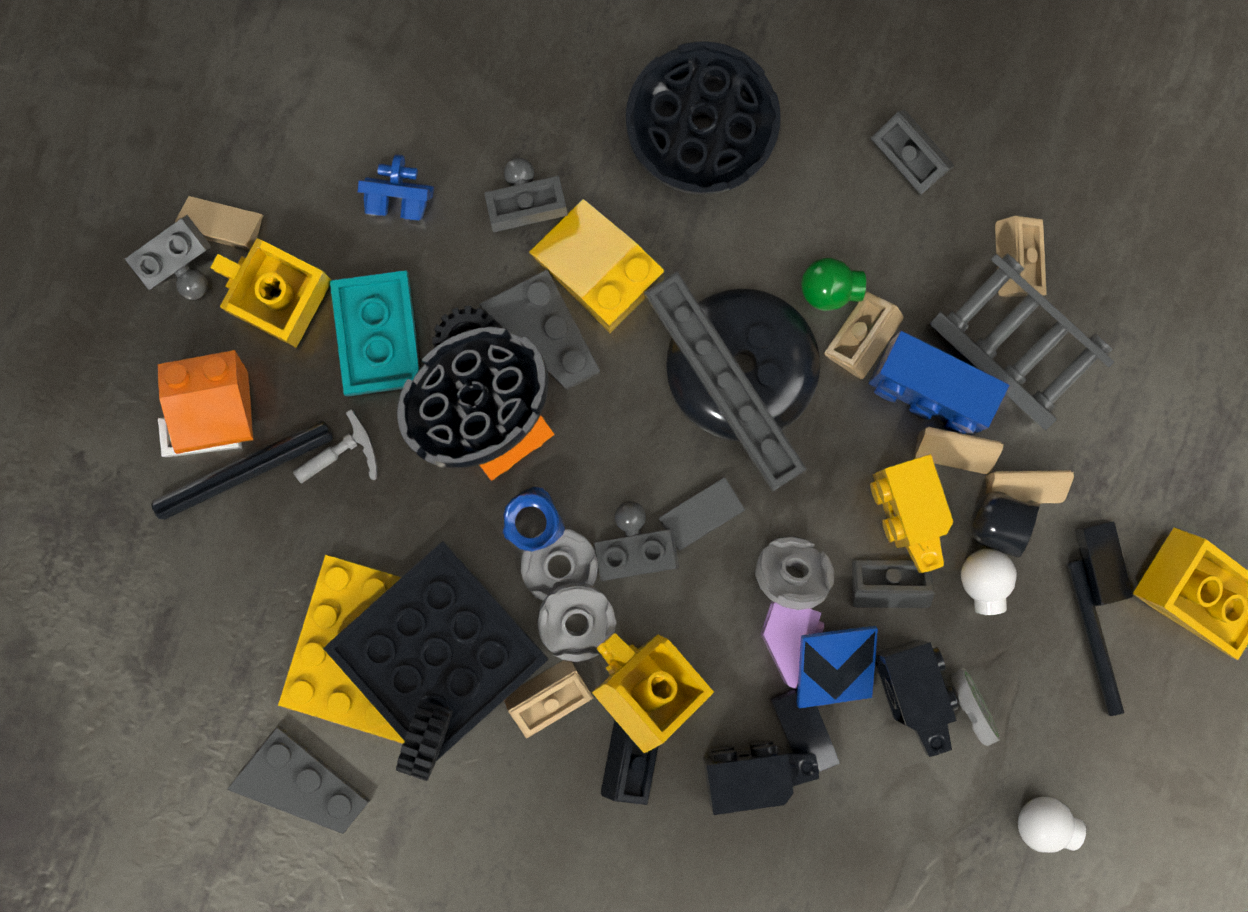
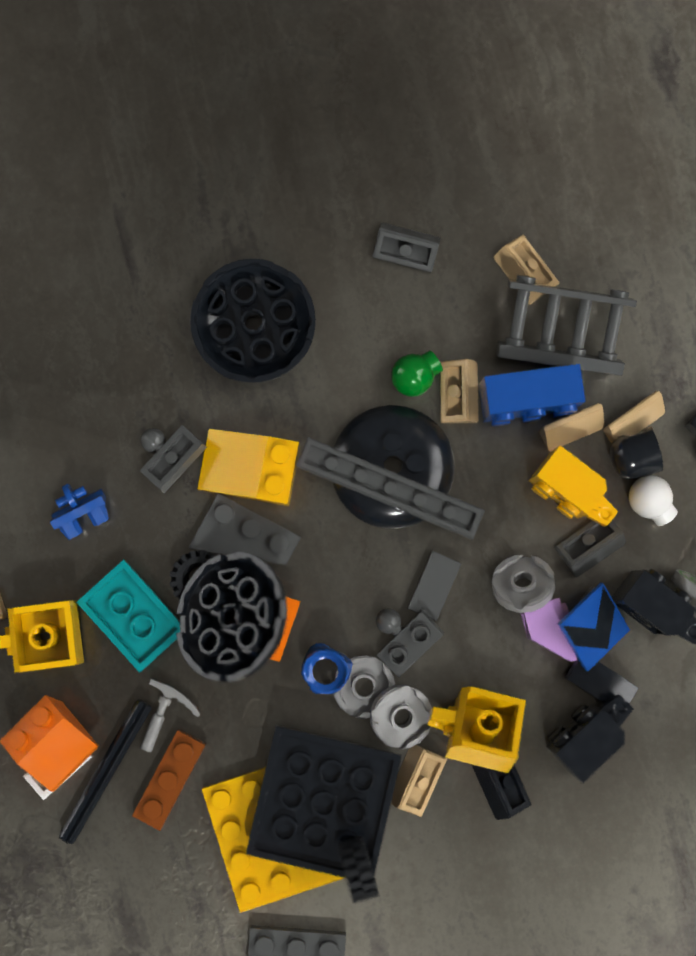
camera: 40 degrees left, 0 degrees up
(299, 523) = (169, 779): none -> dark orange plate

